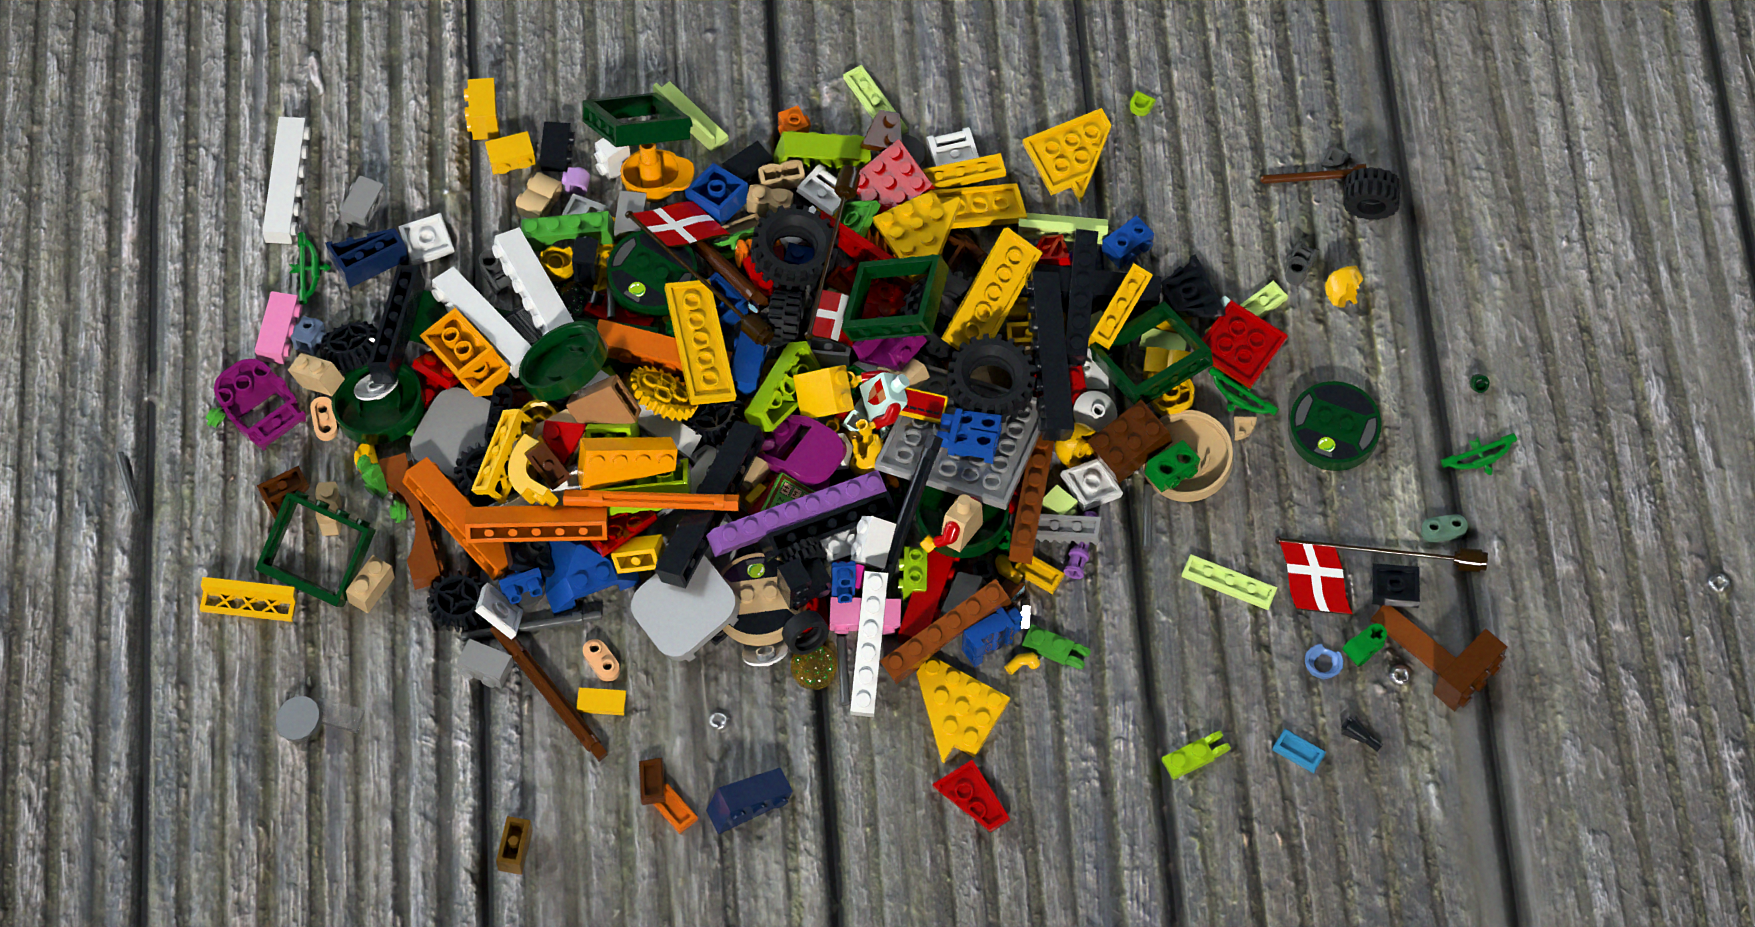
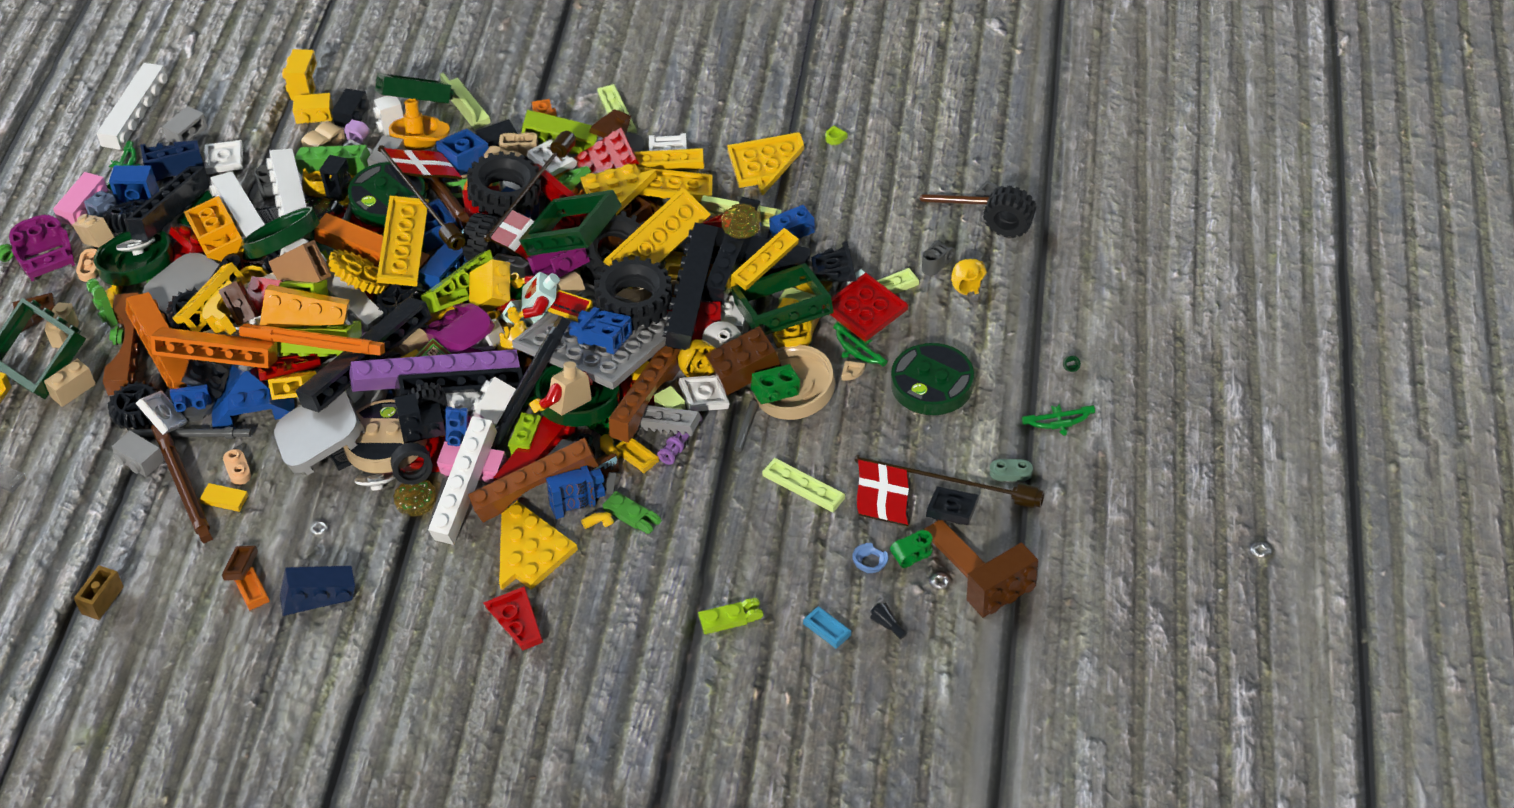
camera: 15 degrees right, 15 degrees down
(341, 303) = (133, 183): none -> blue brick
(1086, 264) = (741, 221): none -> clear yellow tile

